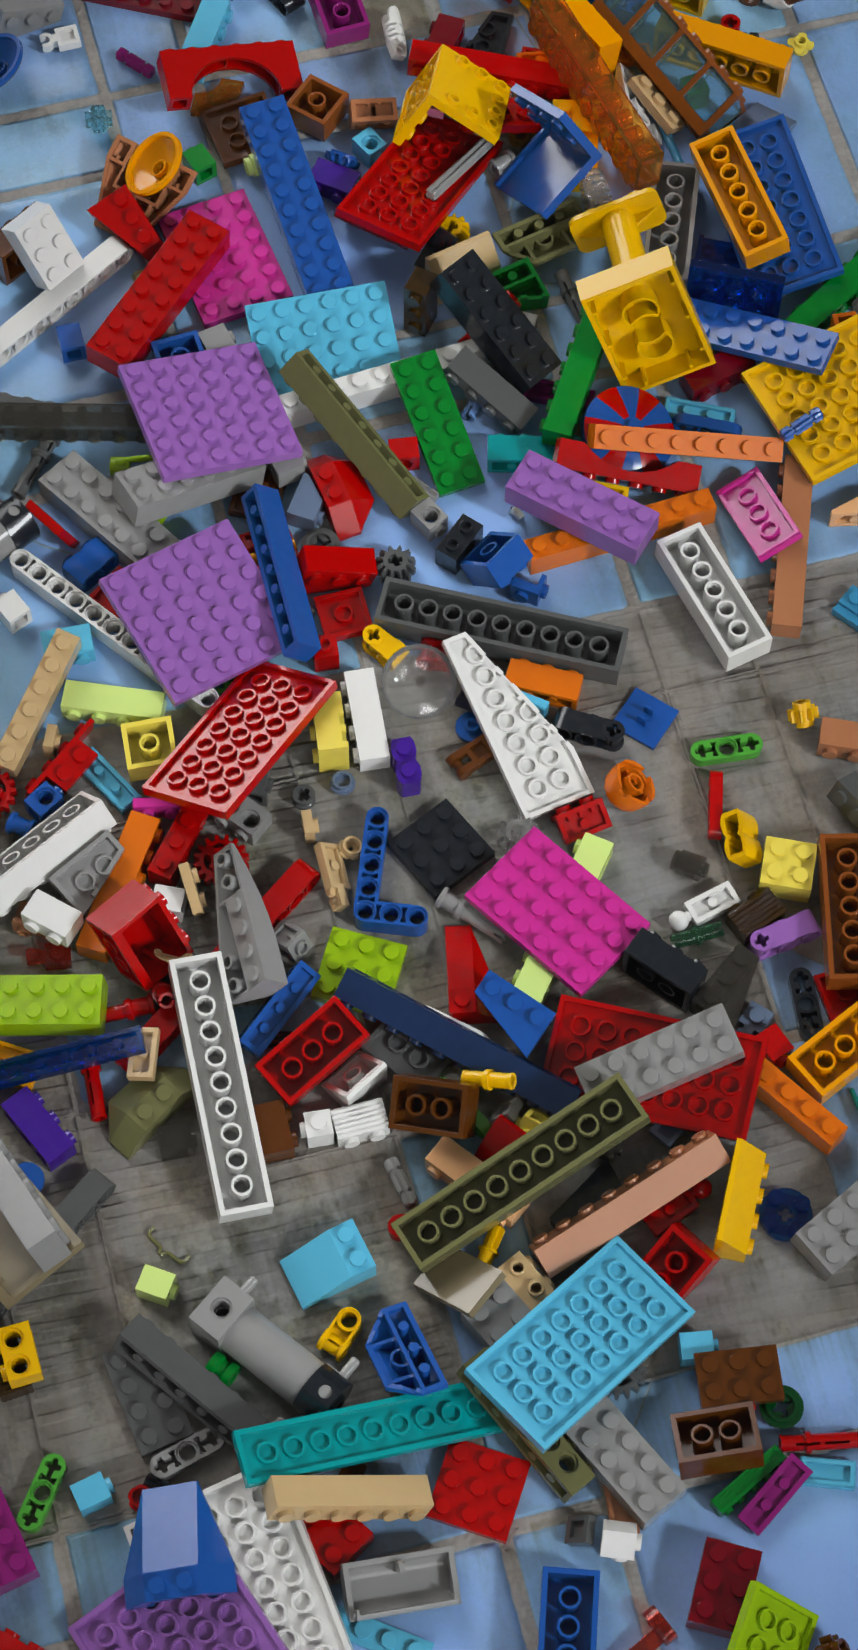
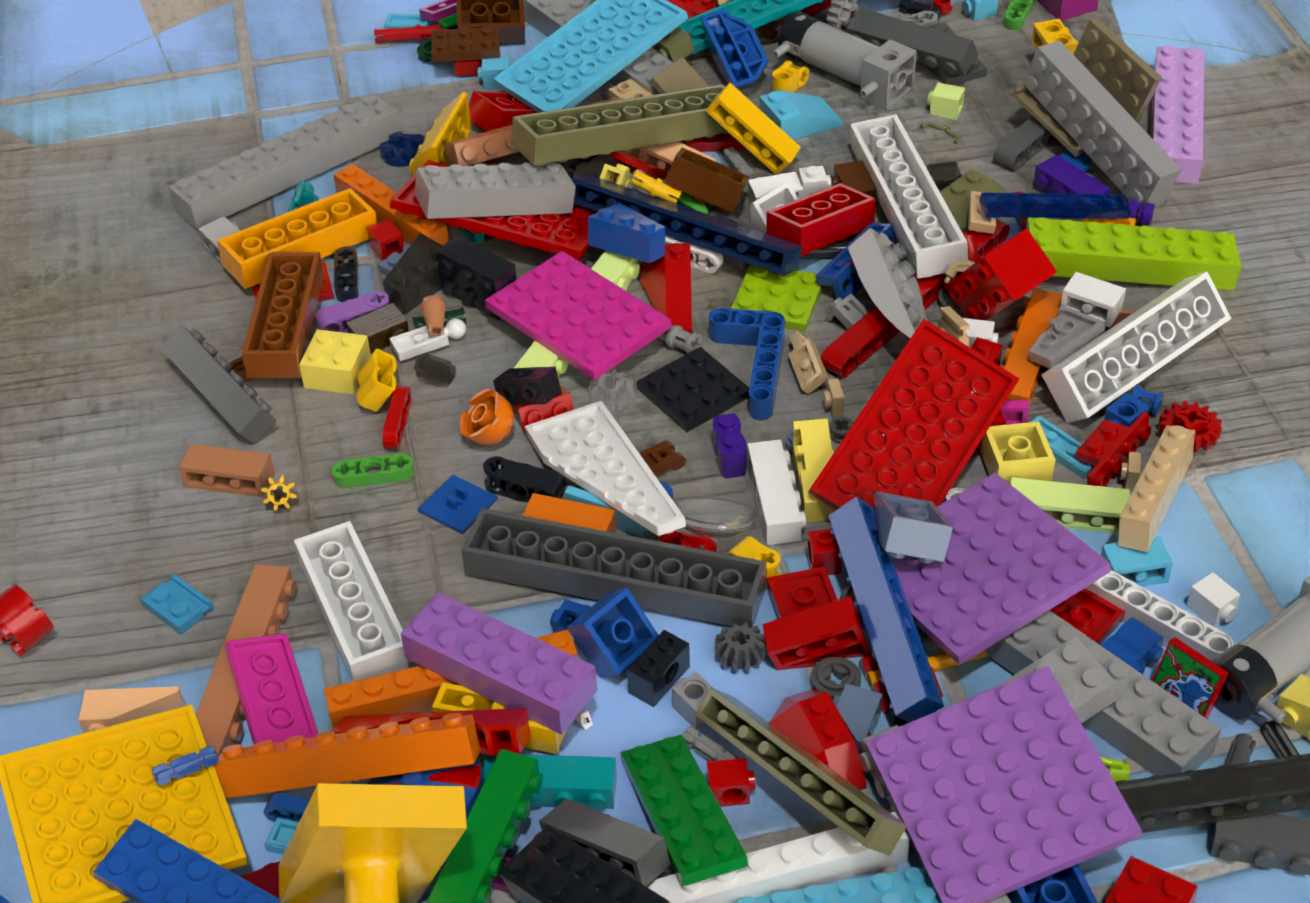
camera: 175 degrees left, 20 degrees down
(254, 628) = (911, 527): none -> sand blue slope
(350, 842) = (789, 383): tan plate -> none
(383, 1186) = (753, 129): none -> yellow brick
(581, 817) = (528, 385): none -> black brick
(700, 916) = (433, 312): none -> nougat cone

